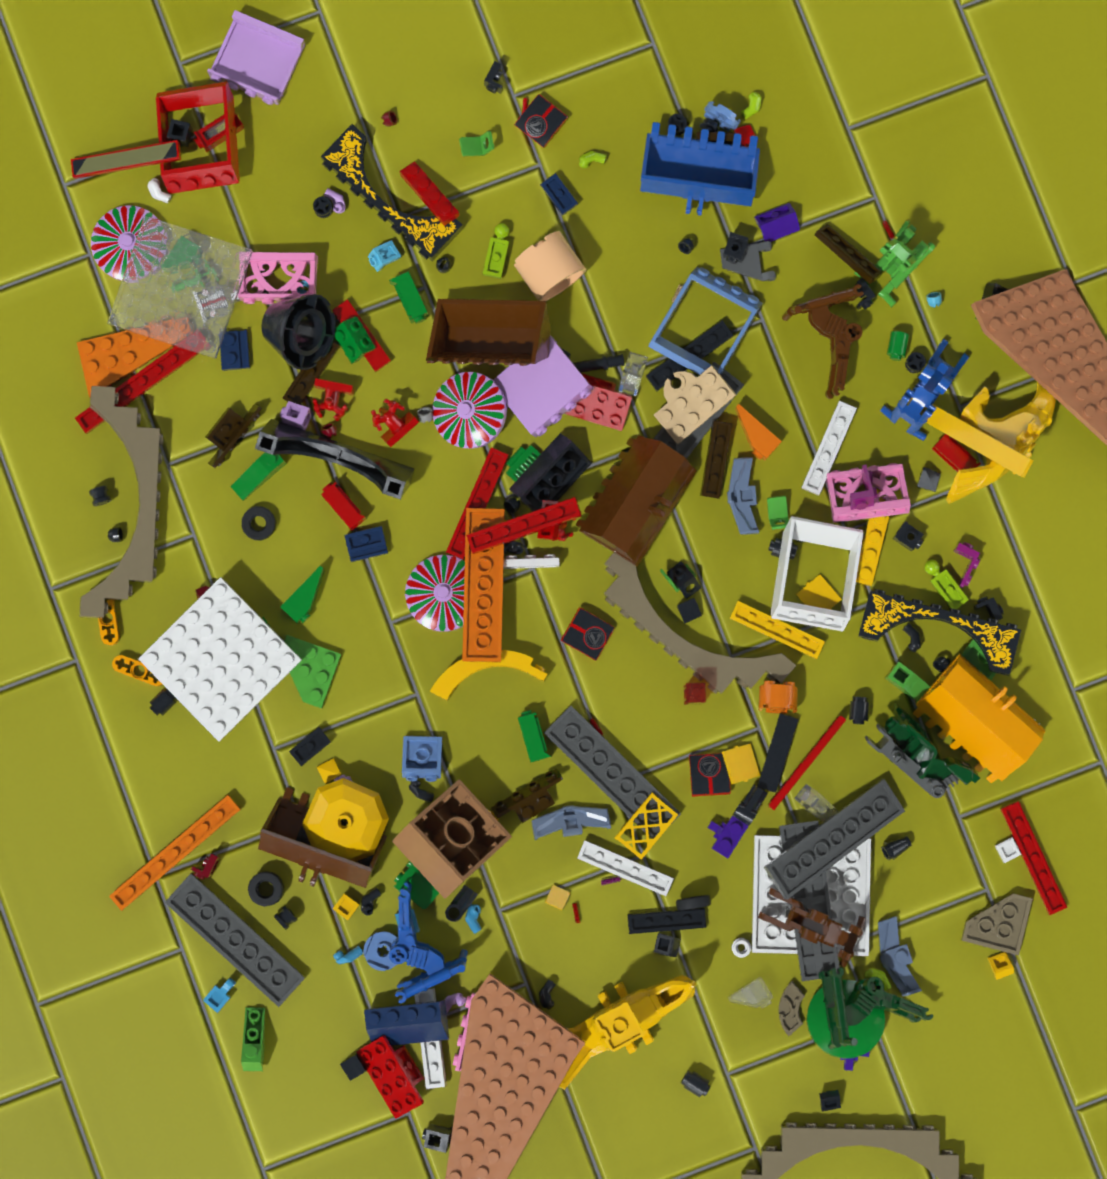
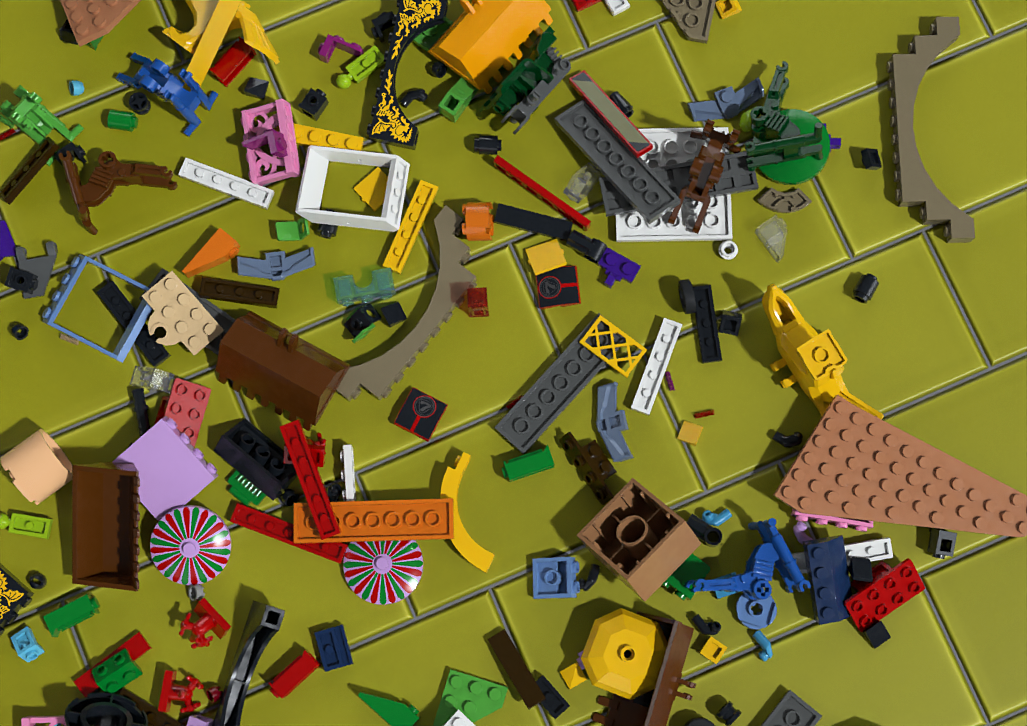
camera: 90 degrees left, 5 degrees down
(337, 717) = (516, 669): none -> dark brown tile
(415, 1055) = (860, 569): none -> black slope
(717, 599) = (381, 286): none -> clear light blue arch
(885, 835) = (610, 114): none -> tile

